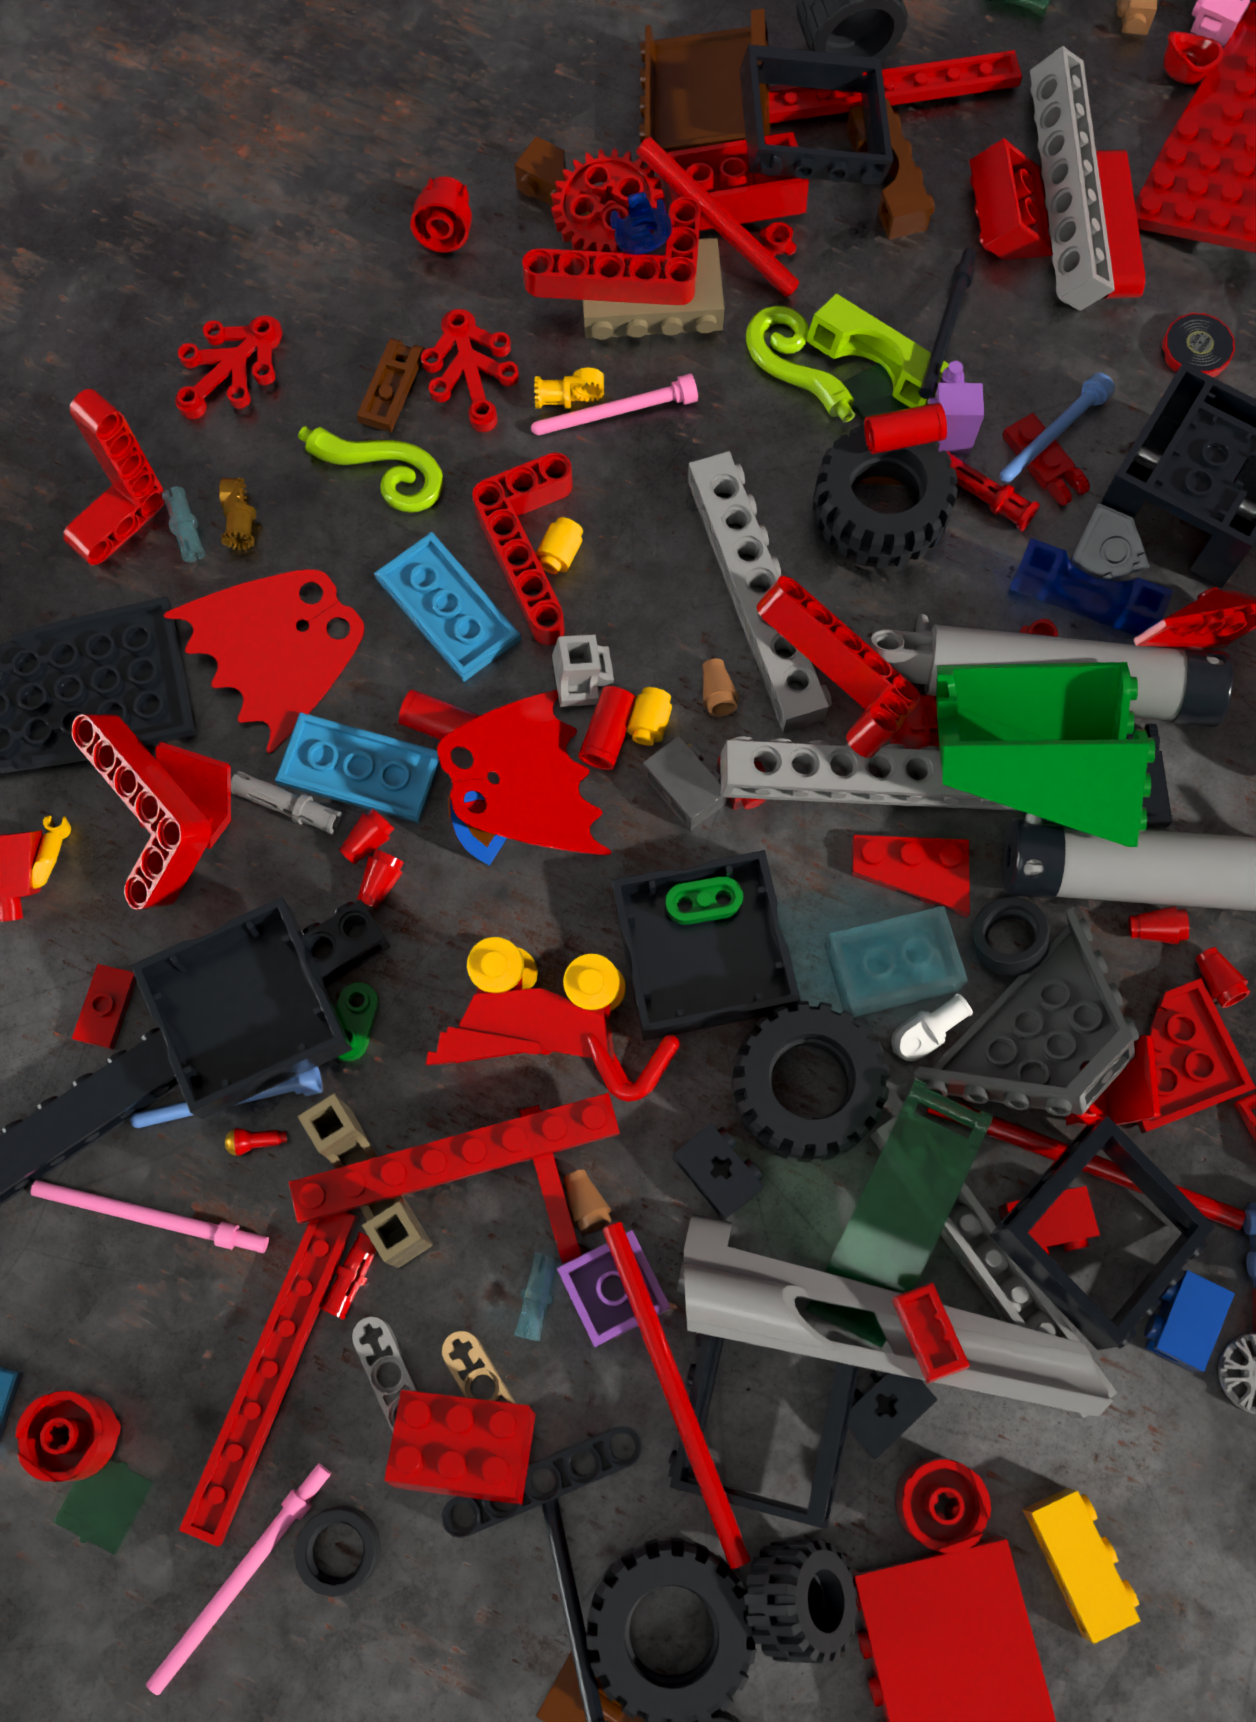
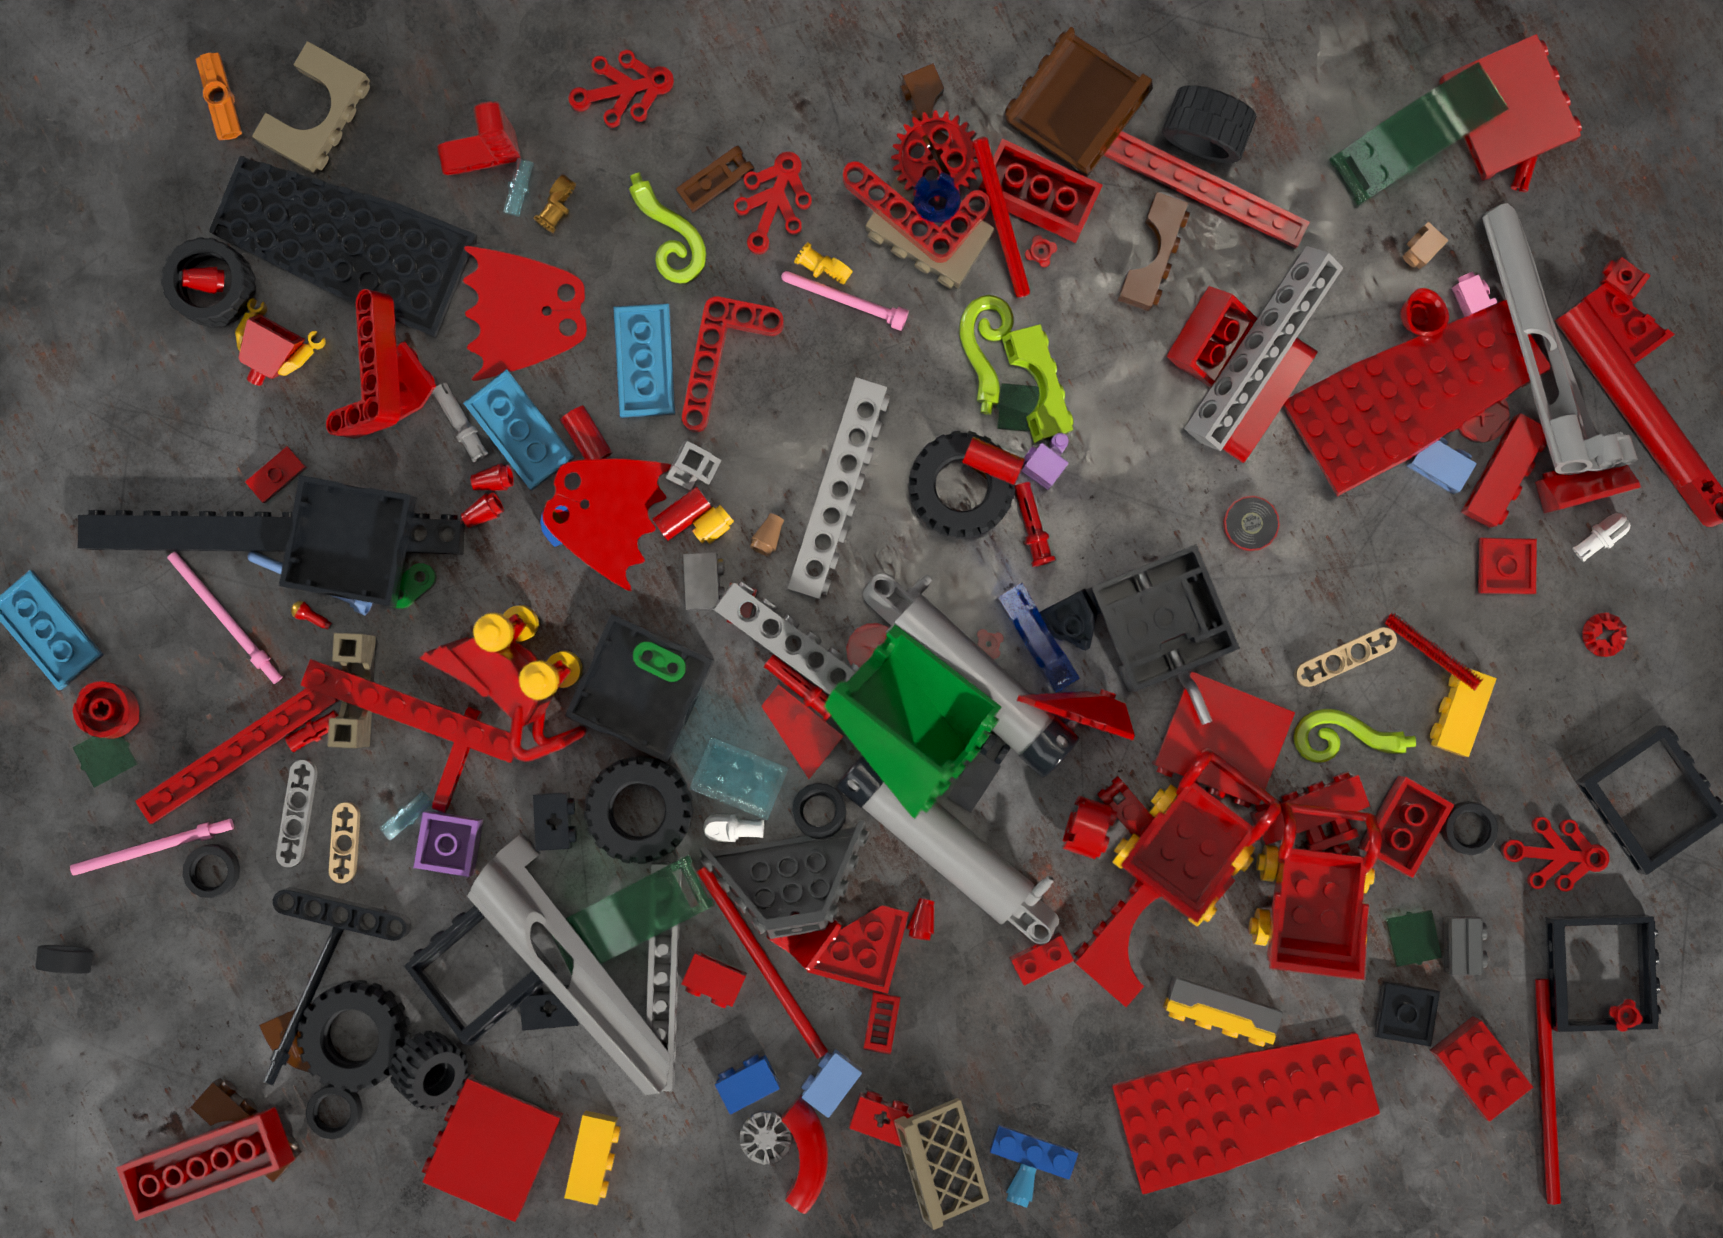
camera: 30 degrees right, 15 degrees up
(442, 215) = (831, 77): red piece -> none
(460, 1446) = (307, 868): red brick -> none
(559, 545) = (738, 372): yellow brick -> none
(586, 1204) = (468, 786): medium nougat cone -> none
(676, 1396) = (438, 921): red piece -> none
(825, 72) = (1142, 154): black window -> none
(845, 660) = (848, 582): red beam -> none
(900, 820) = (812, 695): none -> red pin
(930, 1333) = (591, 991): red plate -> none
(961, 279) = (1136, 367): black bar -> none
(964, 1516) = (526, 1084): red brick -> none
(1051, 464) = (1089, 527): red hinge -> none
(1052, 1280) = (722, 963): black window -> none
(1094, 392) = (1156, 508): medium blue piece -> none
(1160, 925) = (912, 866): red cone -> none

